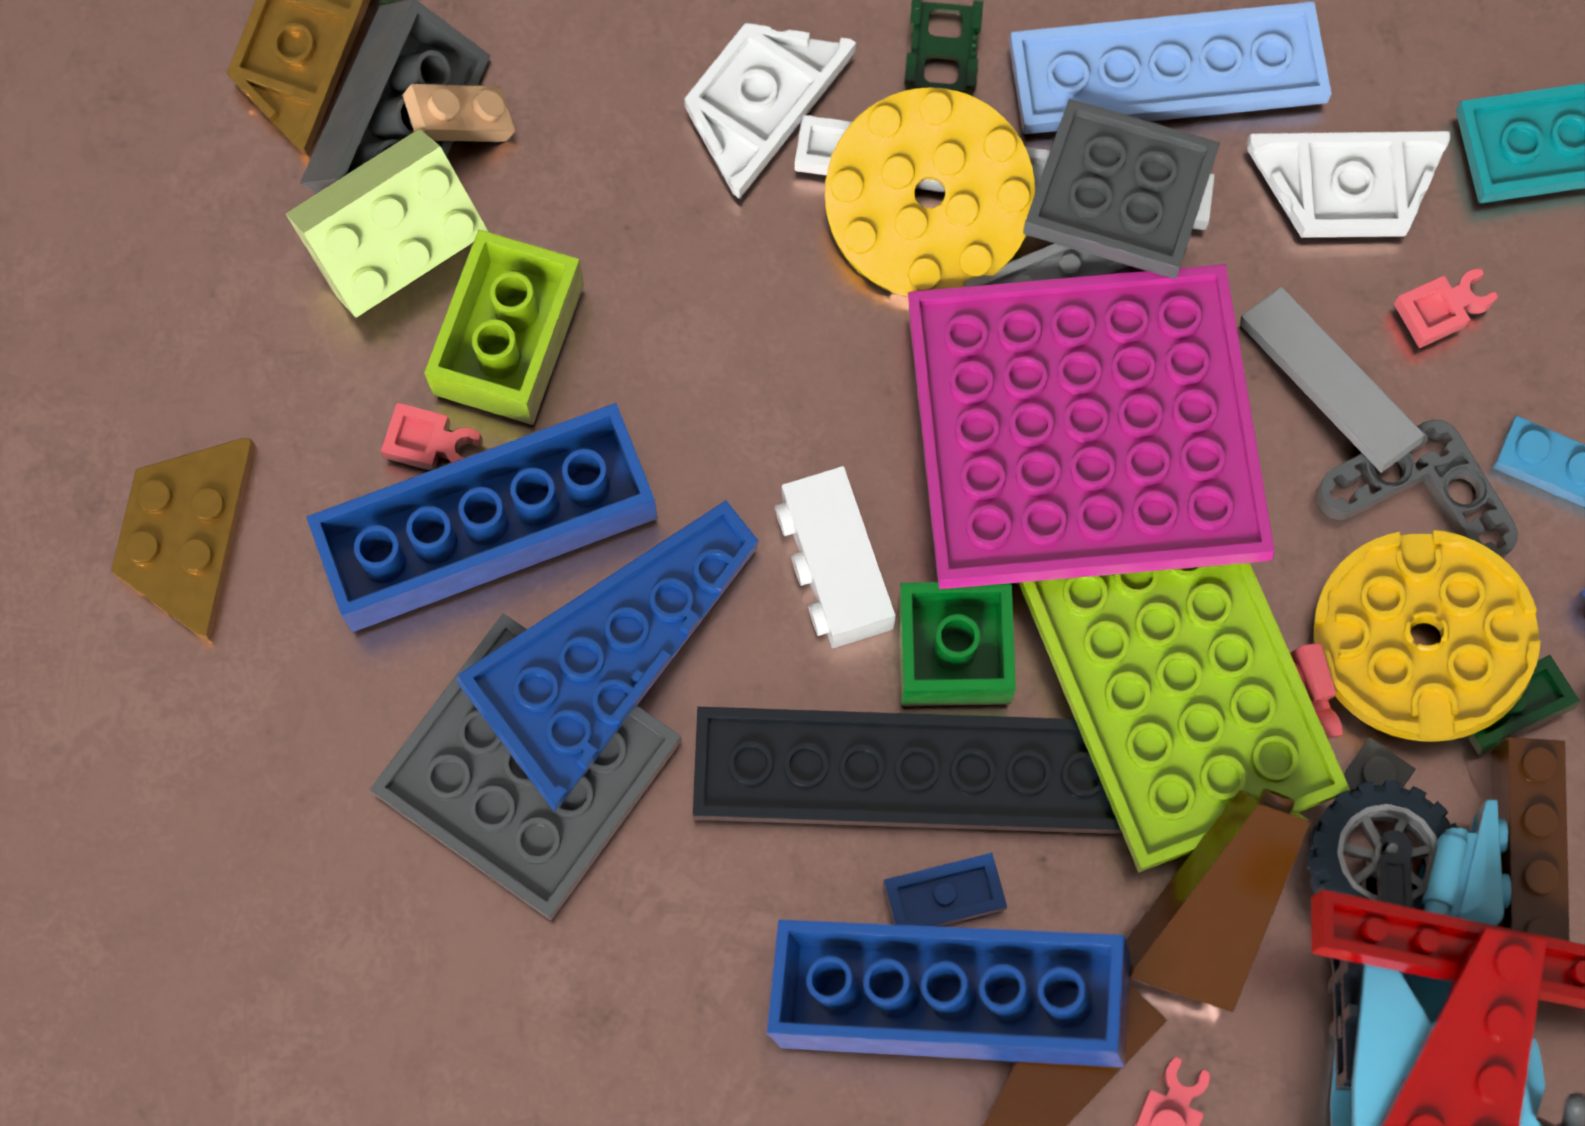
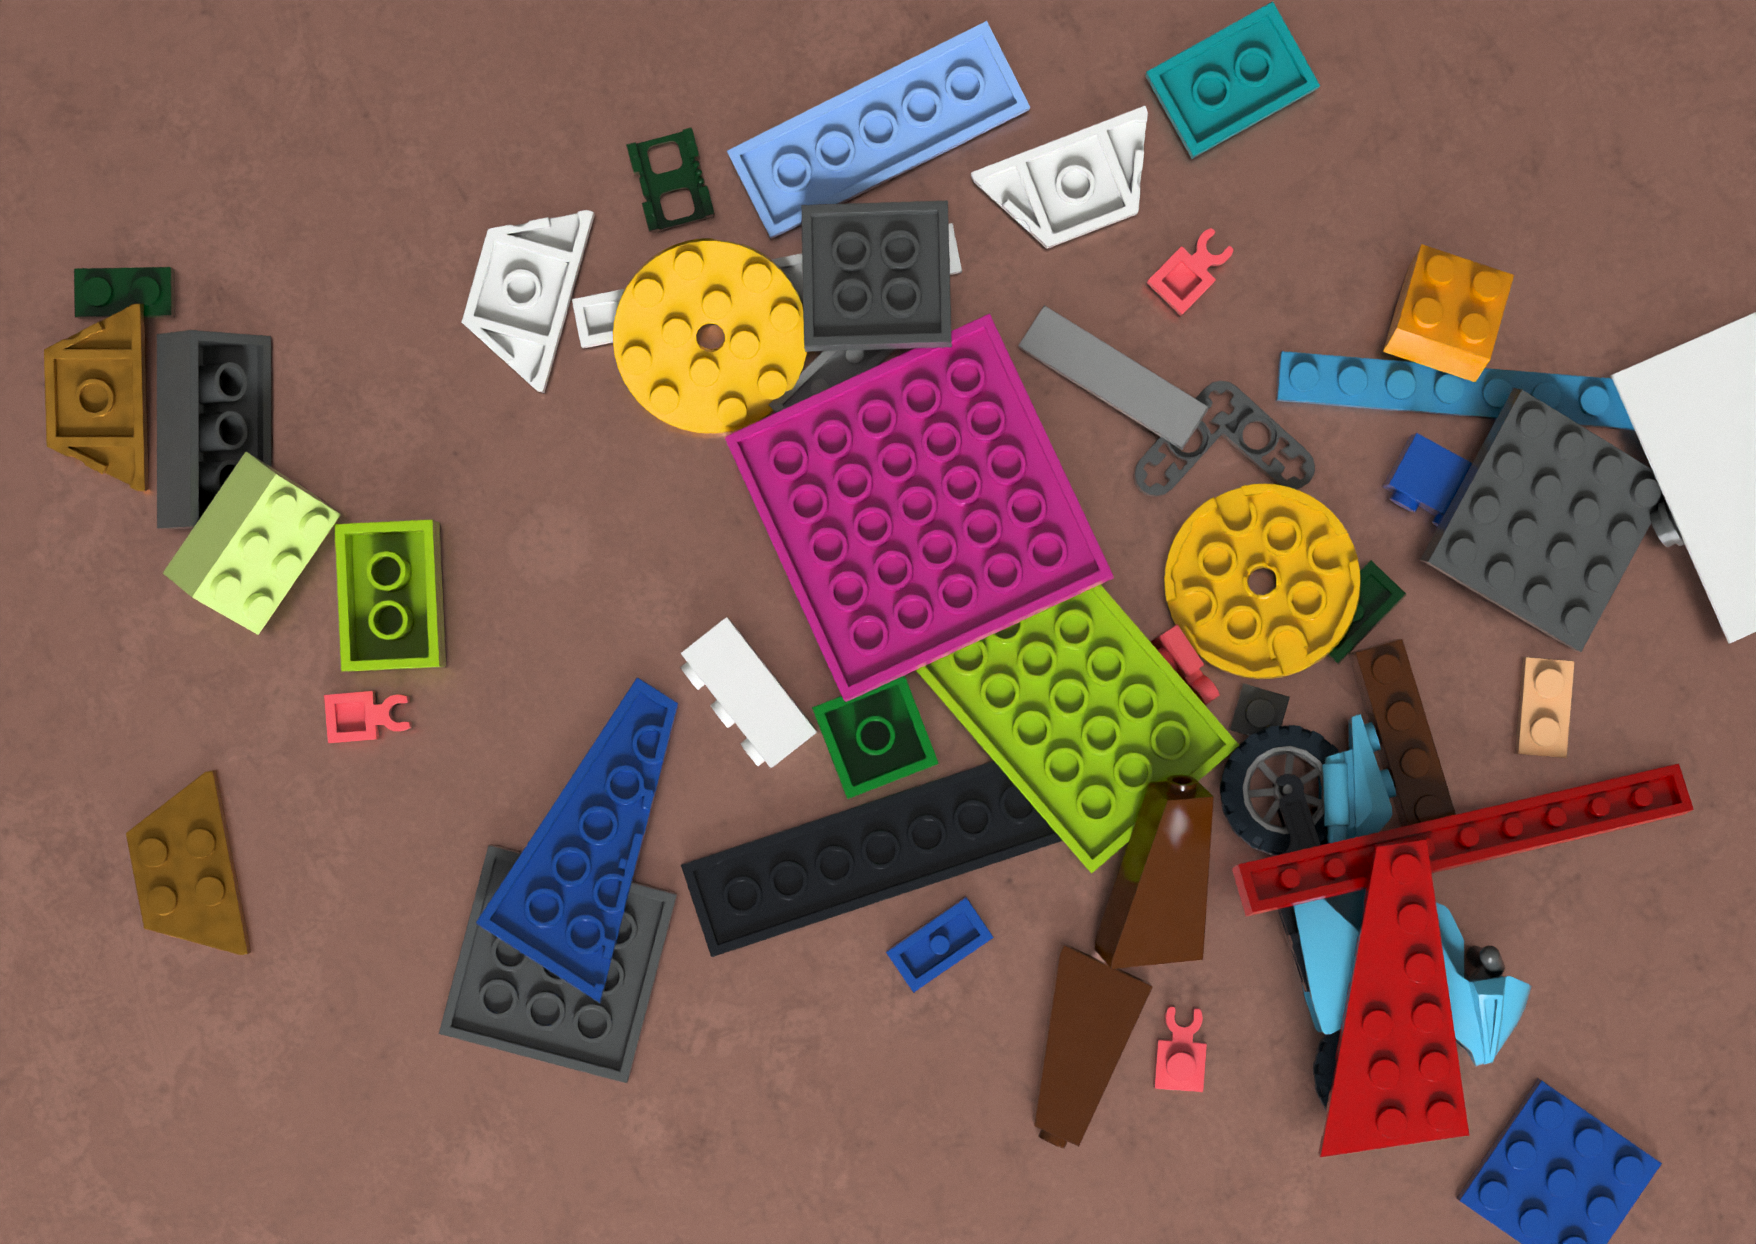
camera: 20 degrees left, 15 degrees up
(459, 112) = (269, 411): light nougat plate -> none
(482, 517) = (439, 772): blue brick -> none
(951, 992) = (972, 1033): blue brick -> none

